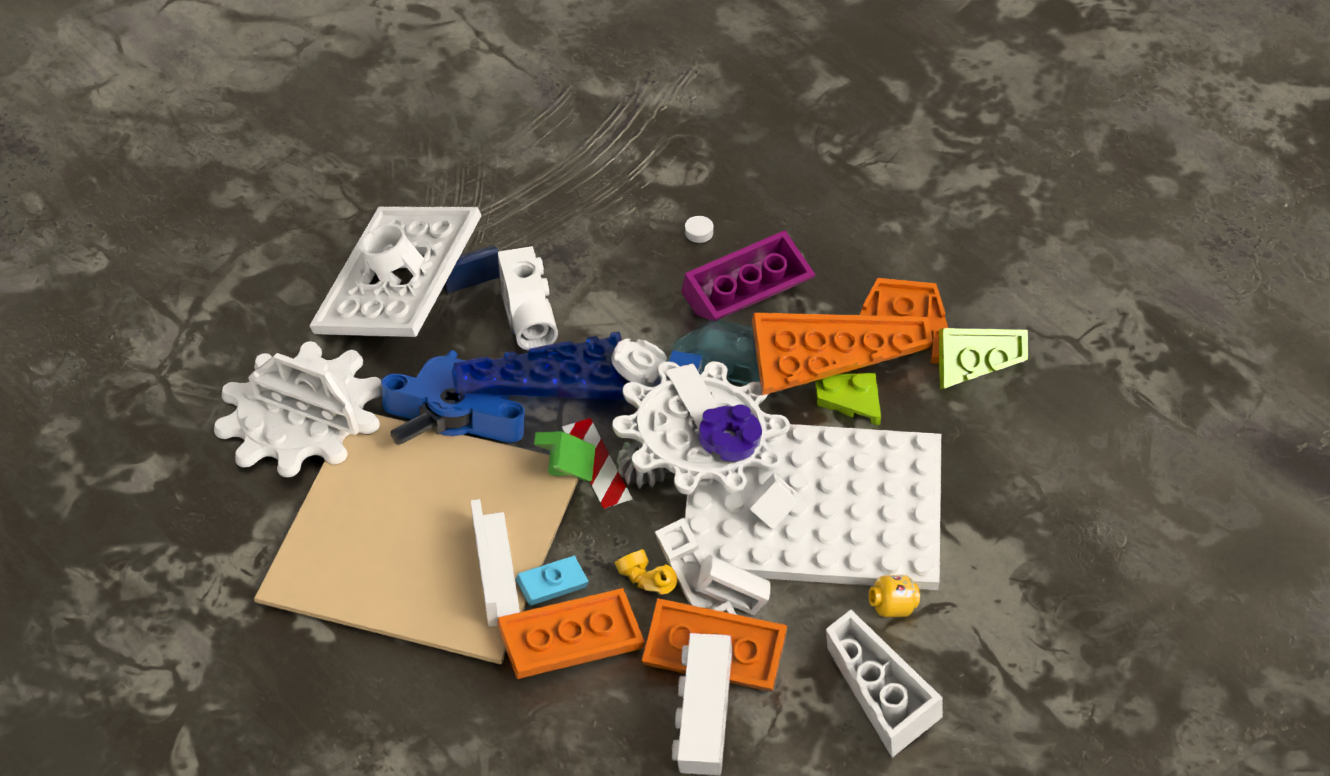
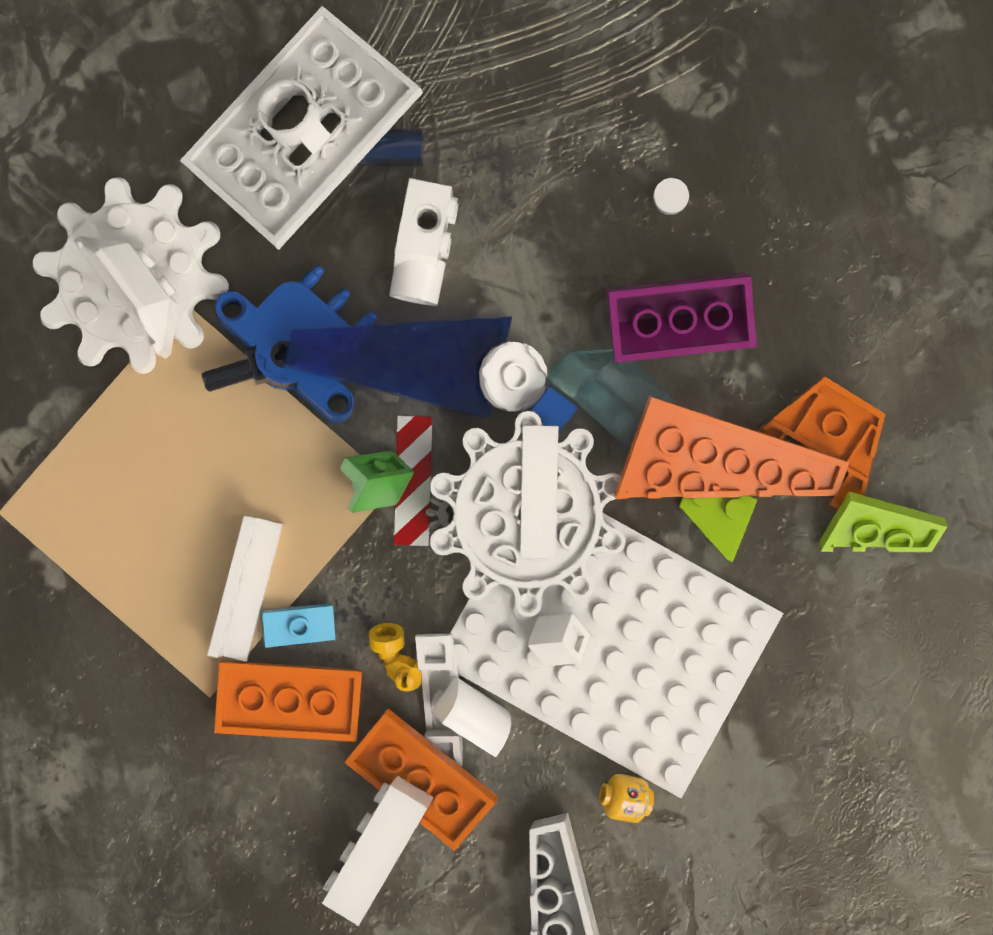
camera: 20 degrees right, 40 degrees up
(730, 418) = (562, 563): dark purple plate -> none

